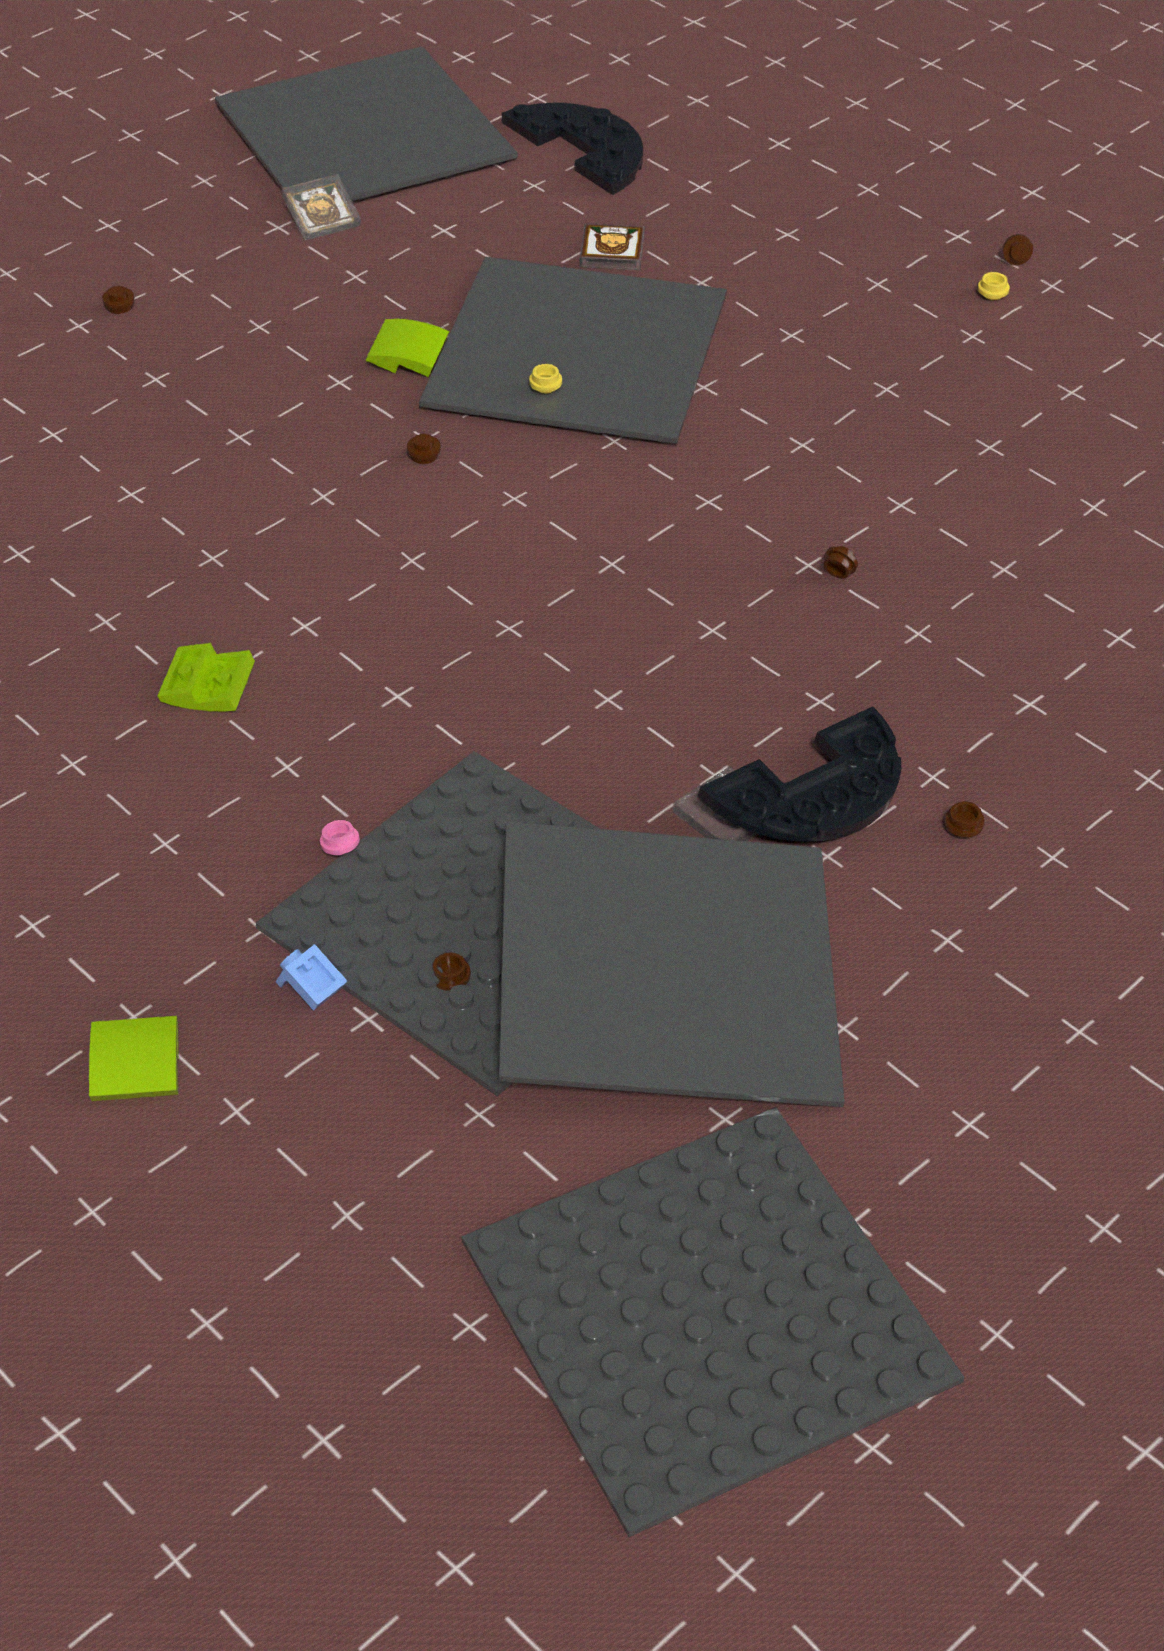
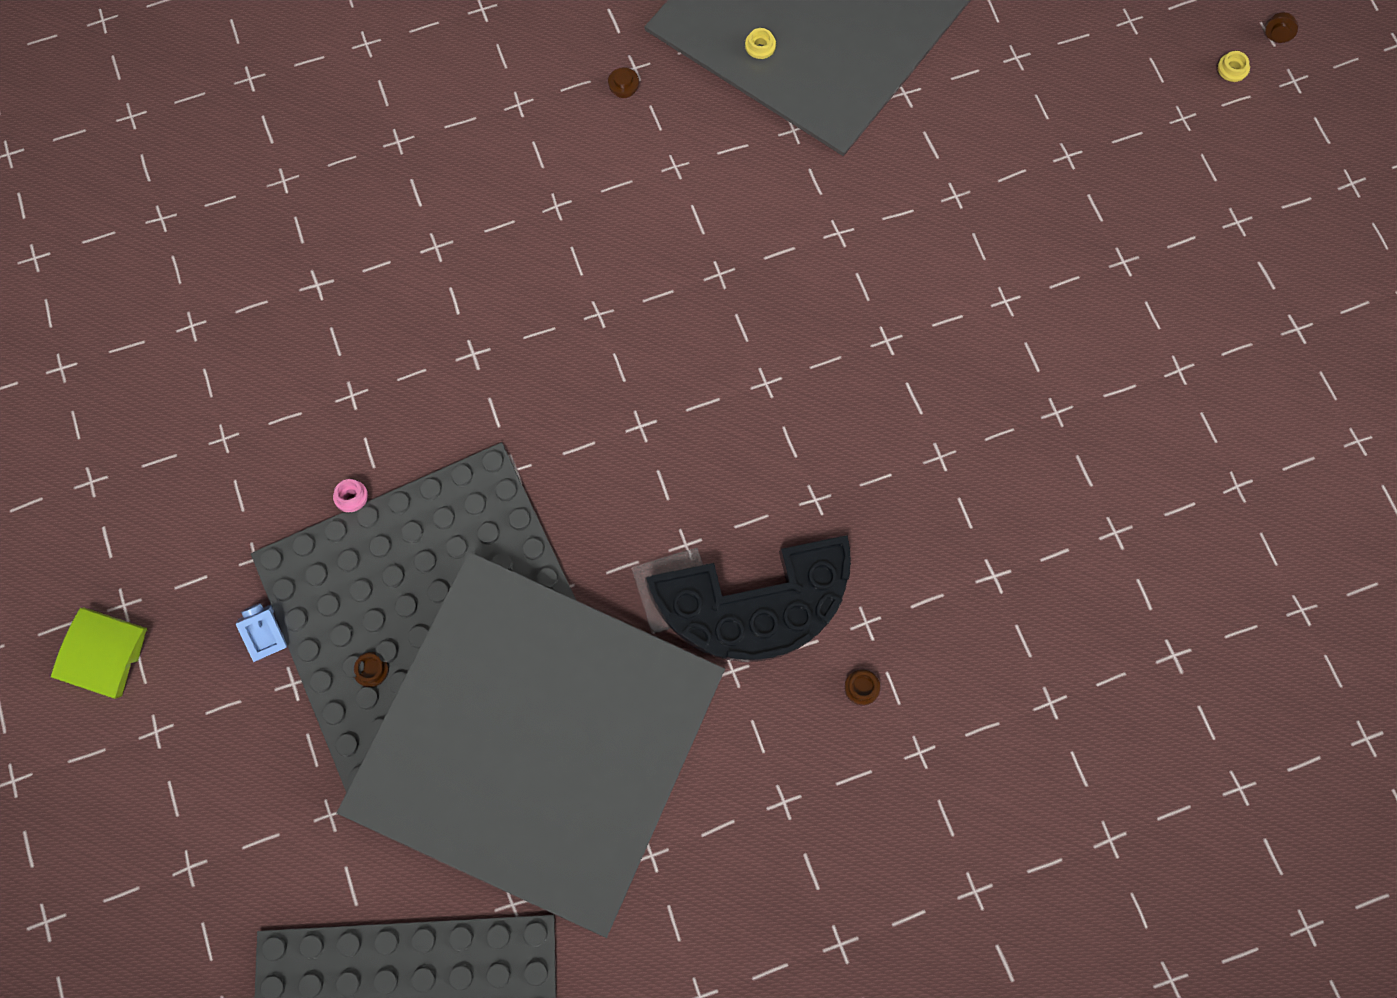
camera: 25 degrees right, 25 degrees up
(206, 679) = (329, 278): lime slope -> none
(840, 562) = (910, 354): reddish brown plate -> none

